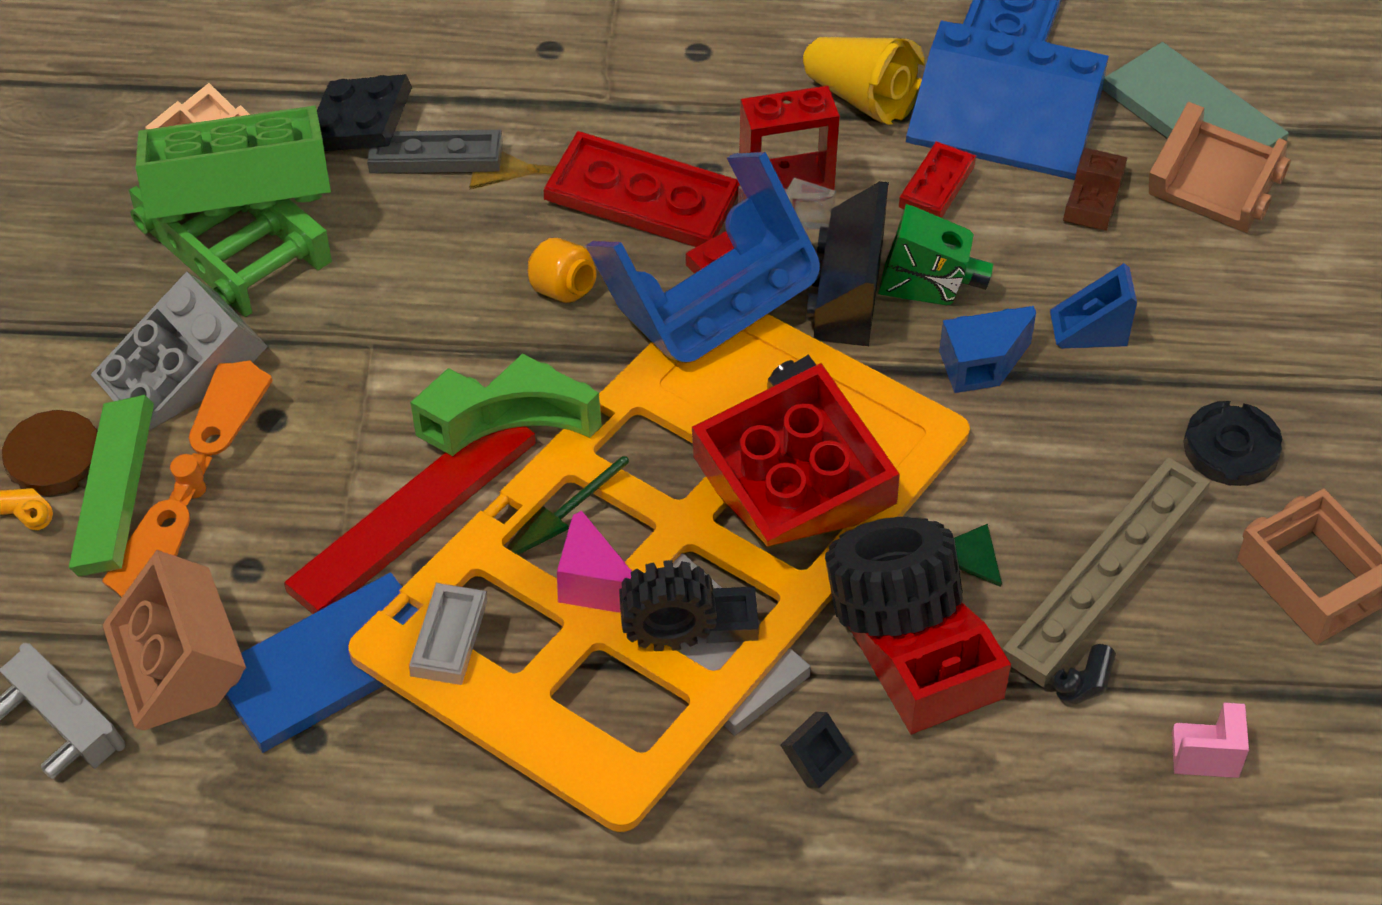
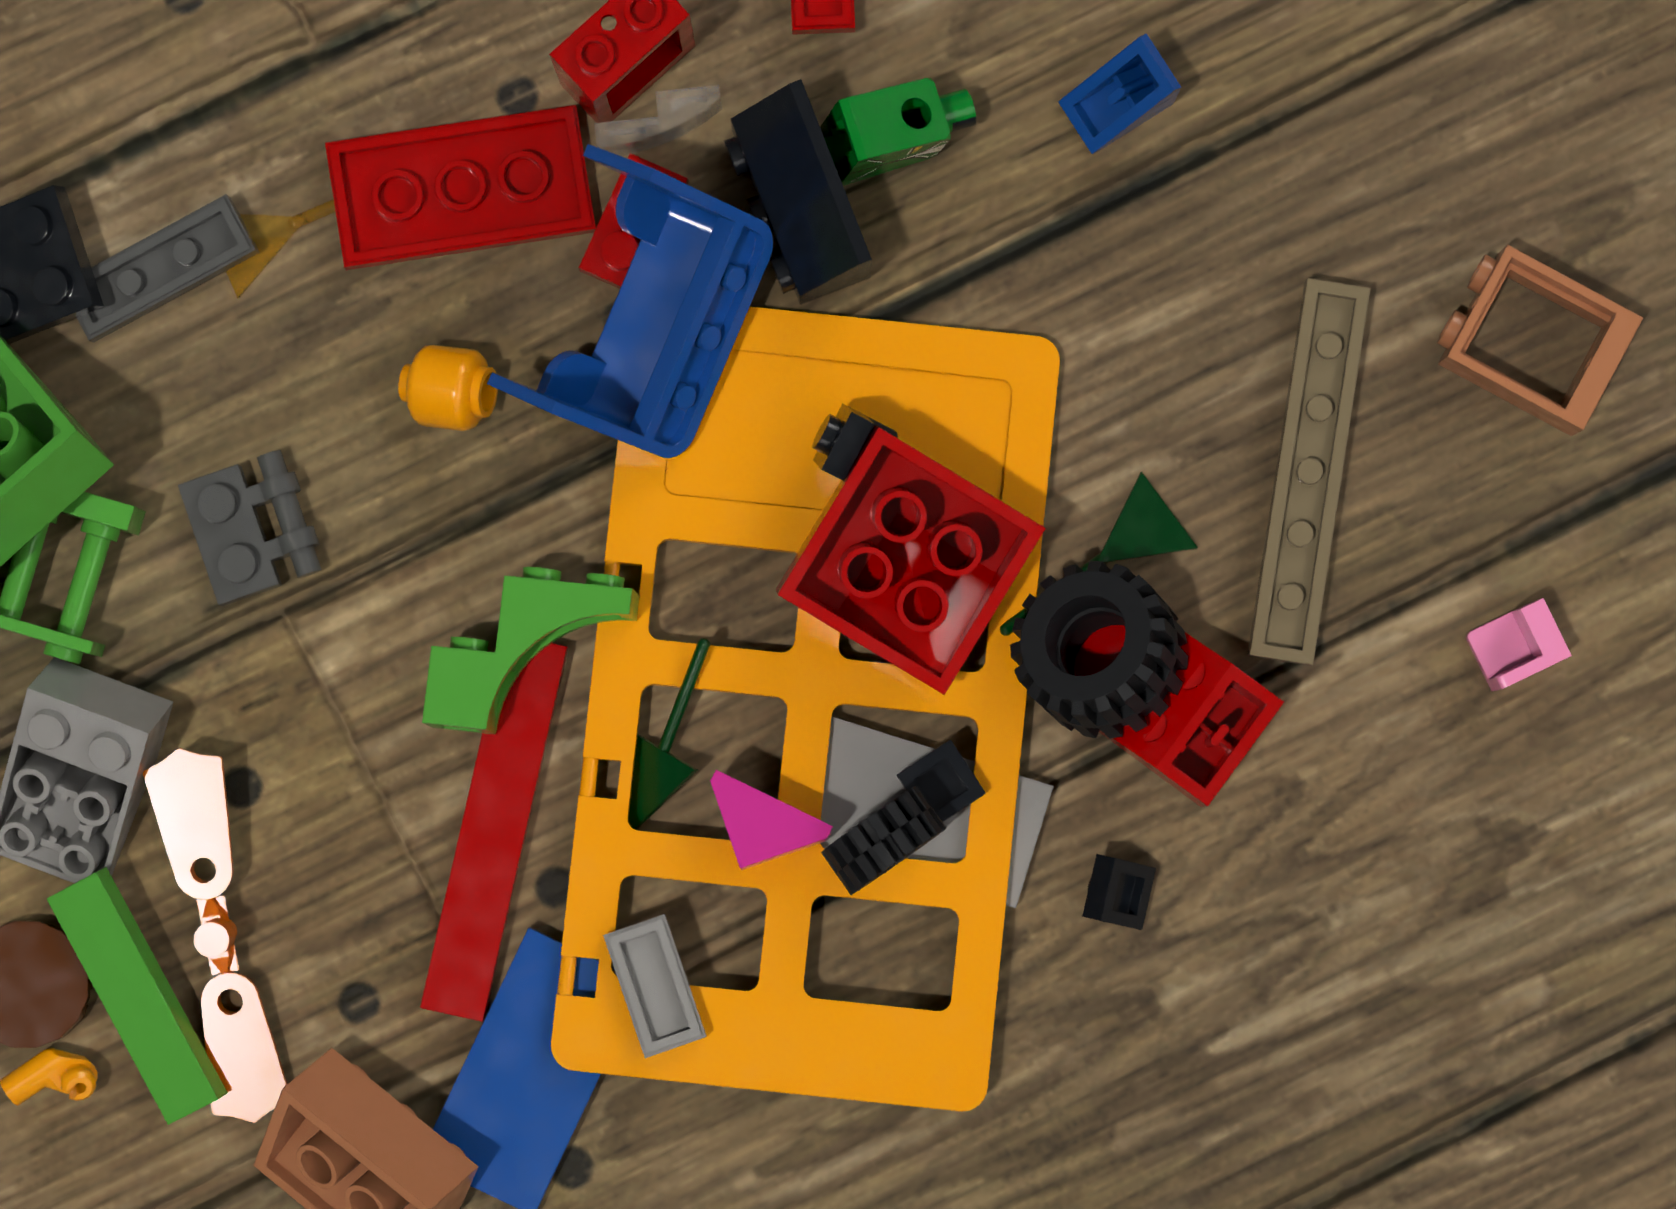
camera: 30 degrees left, 35 degrees up
(373, 290) = (231, 533): none -> dark grey plate
(985, 347) = (1019, 224): blue slope -> none
(1088, 683) = (1355, 633): black arm -> none
(1233, 443) = (1364, 196): black tile -> none

